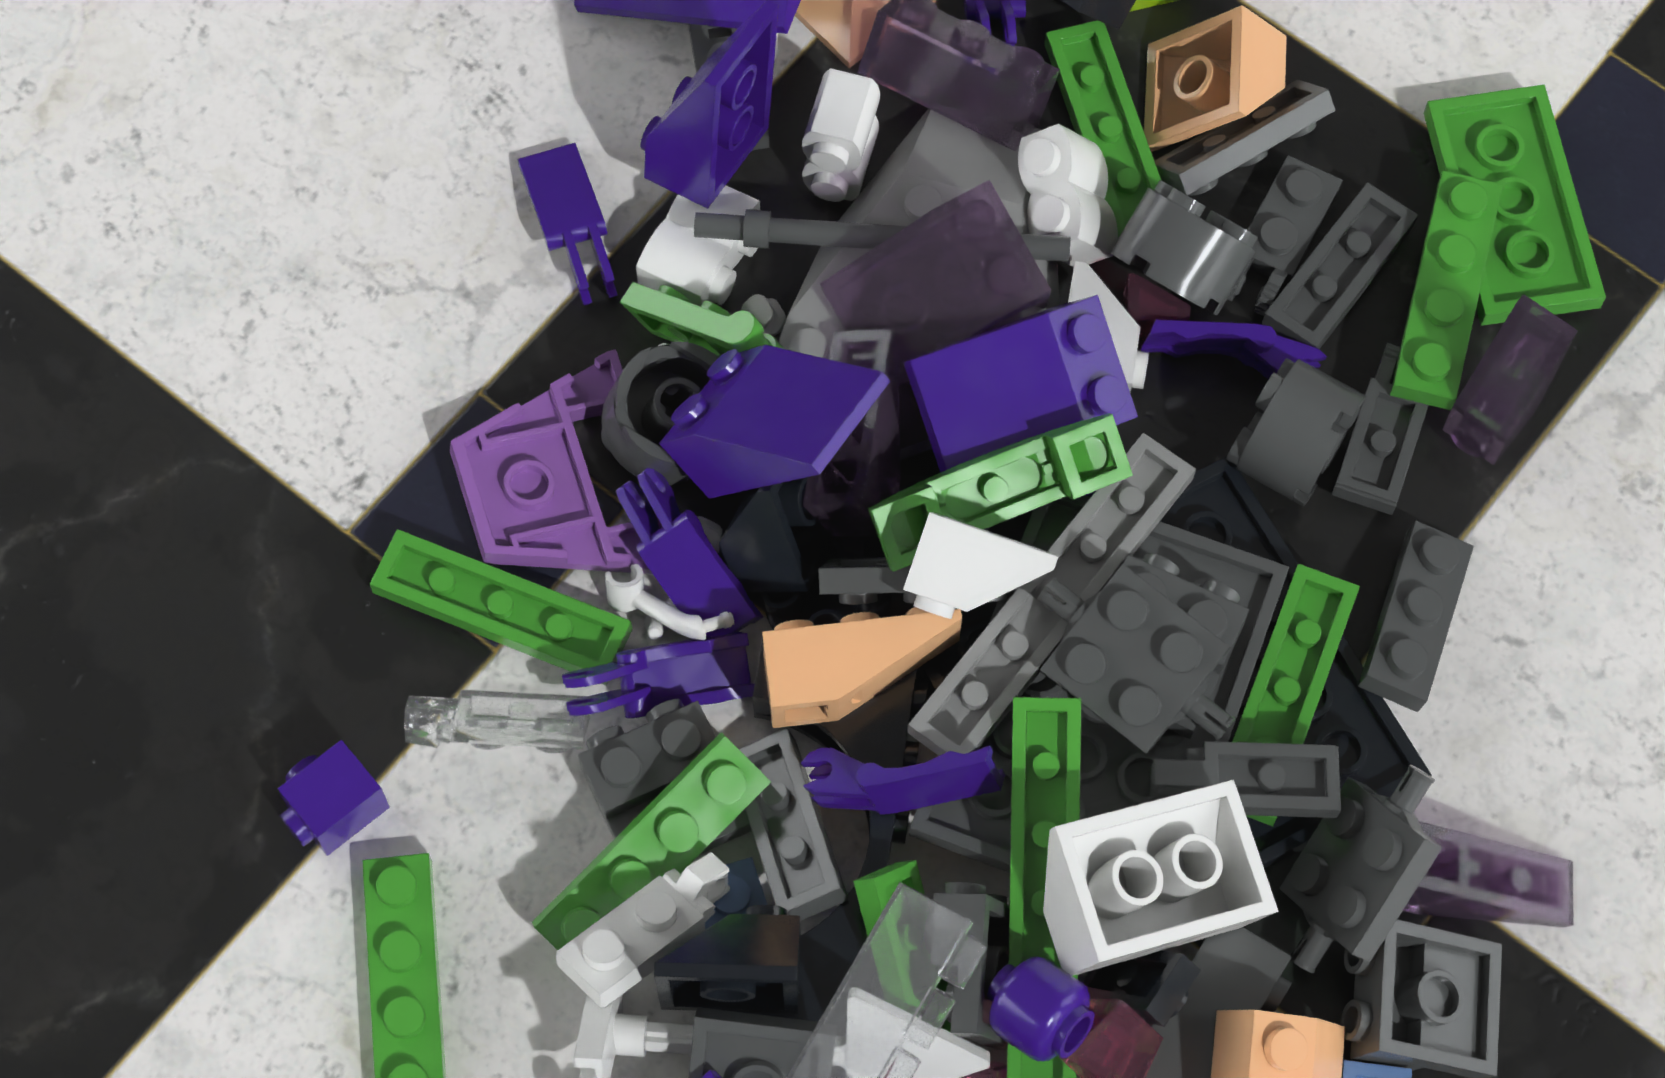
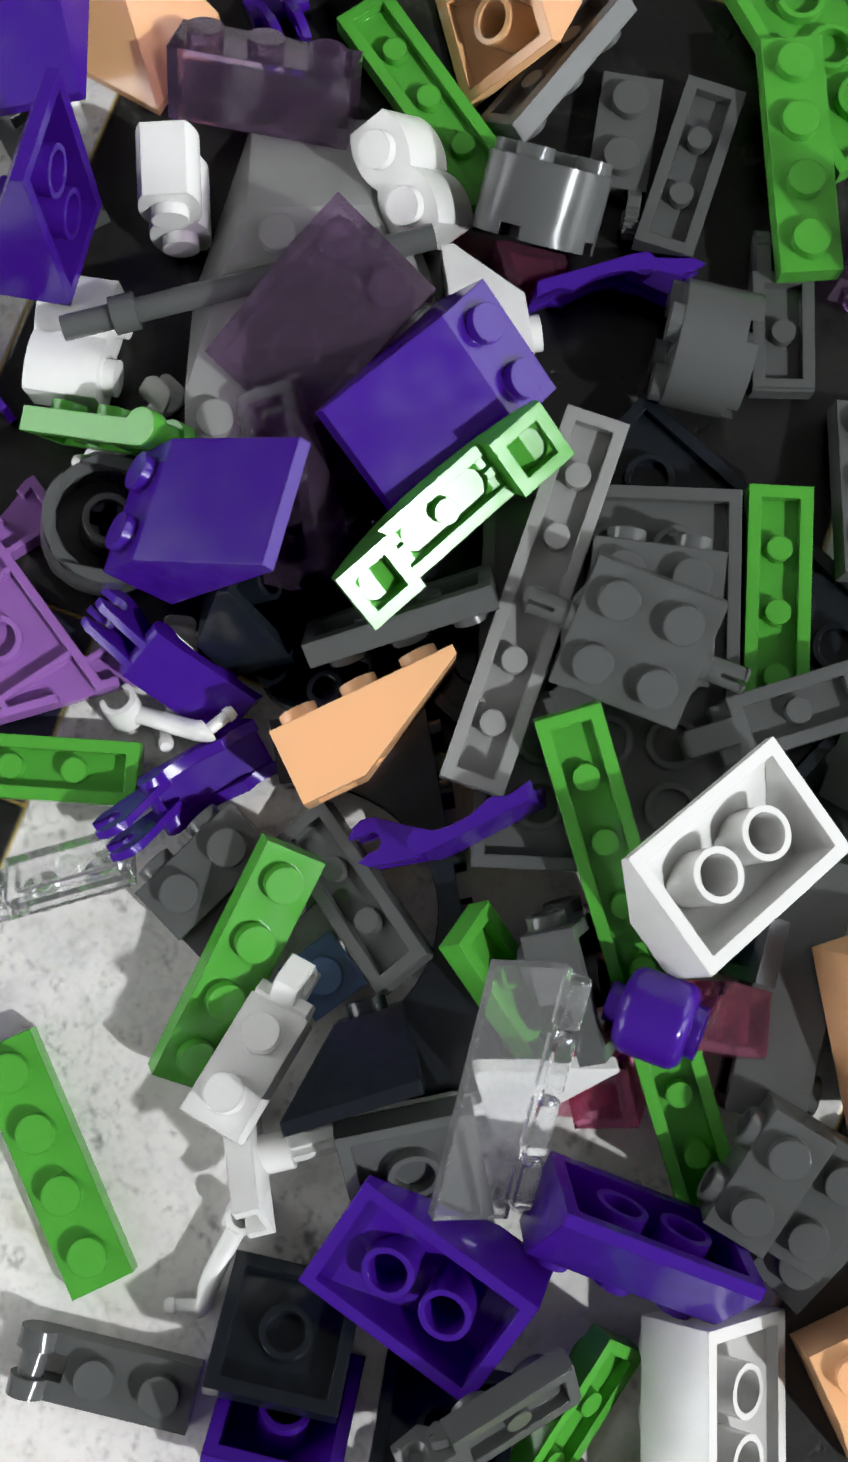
camera: 15 degrees left, 15 degrees up
(969, 566) = (454, 605): white slope -> none

